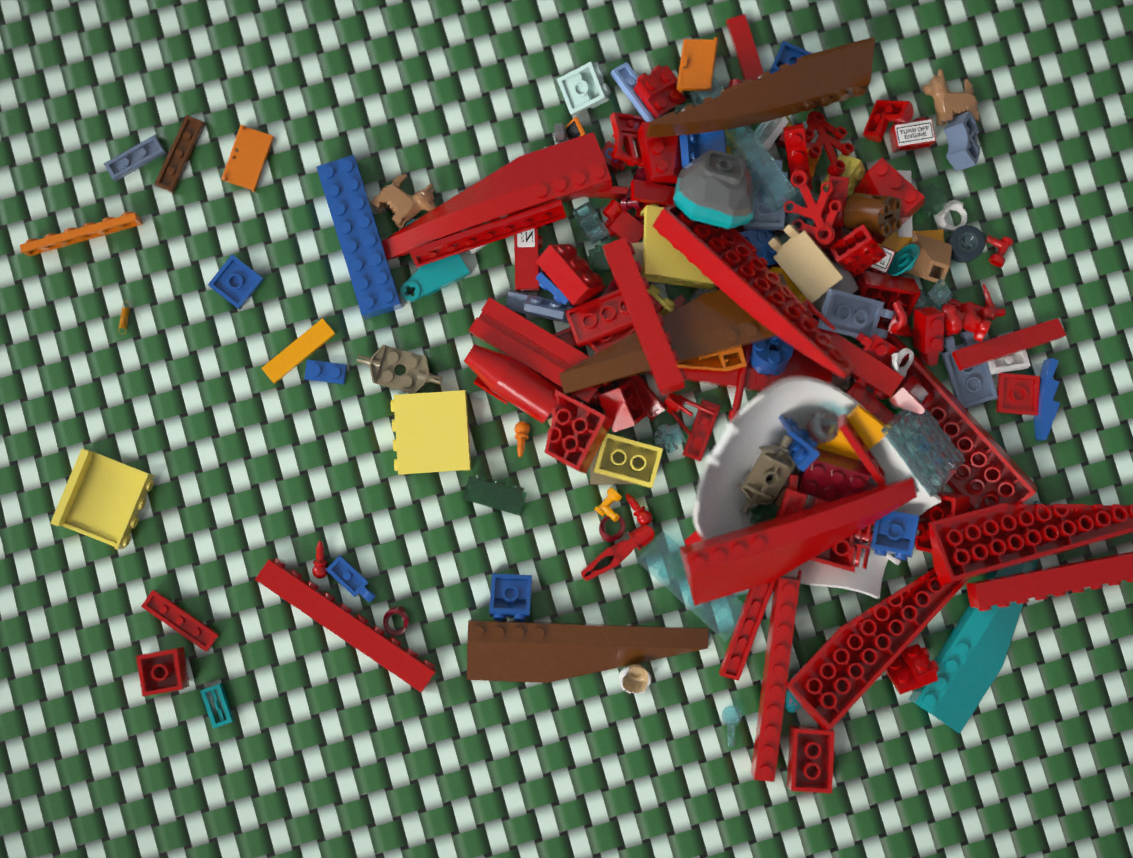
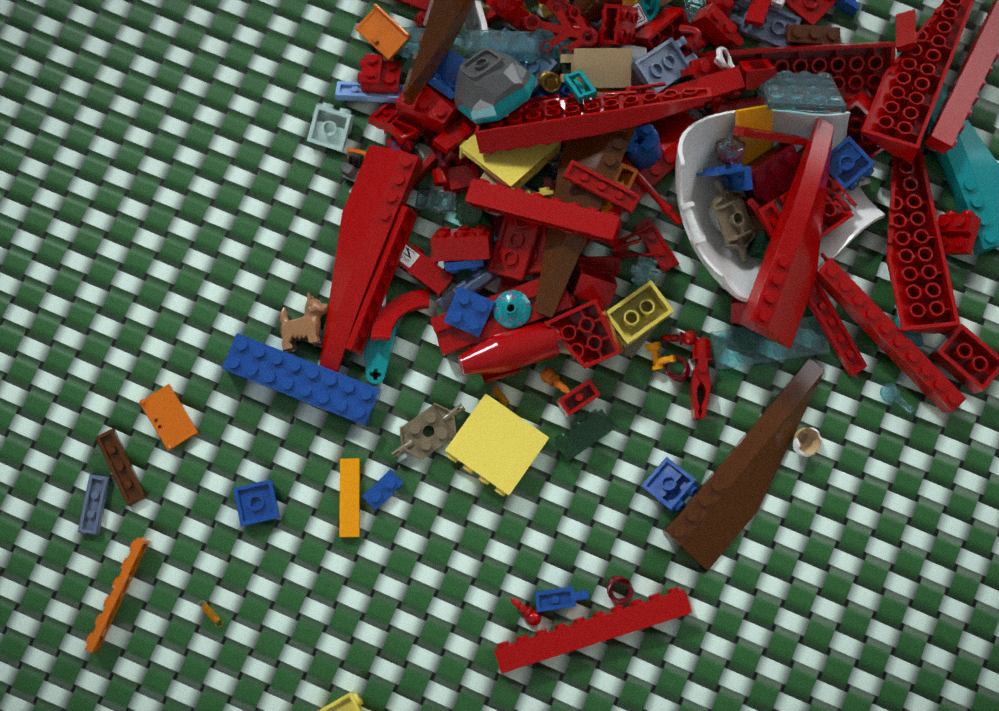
camera: 45 degrees left, 5 degrees down
(473, 263) = (394, 310): none -> red tile
(474, 404) = (501, 397): none -> light orange piece
(518, 323) = (469, 311): none -> blue plate
(520, 466) = (578, 398): none -> red brick
(552, 364) = (517, 317): none -> teal dish
(702, 347) = (601, 187): none -> red tile
(758, 234) = (549, 81): none -> pearl gold wheel
(769, 271) = (584, 95): none -> teal tile
(989, 418) = (811, 35): none -> reddish brown plate
(1056, 493) = (906, 31): none -> red tile

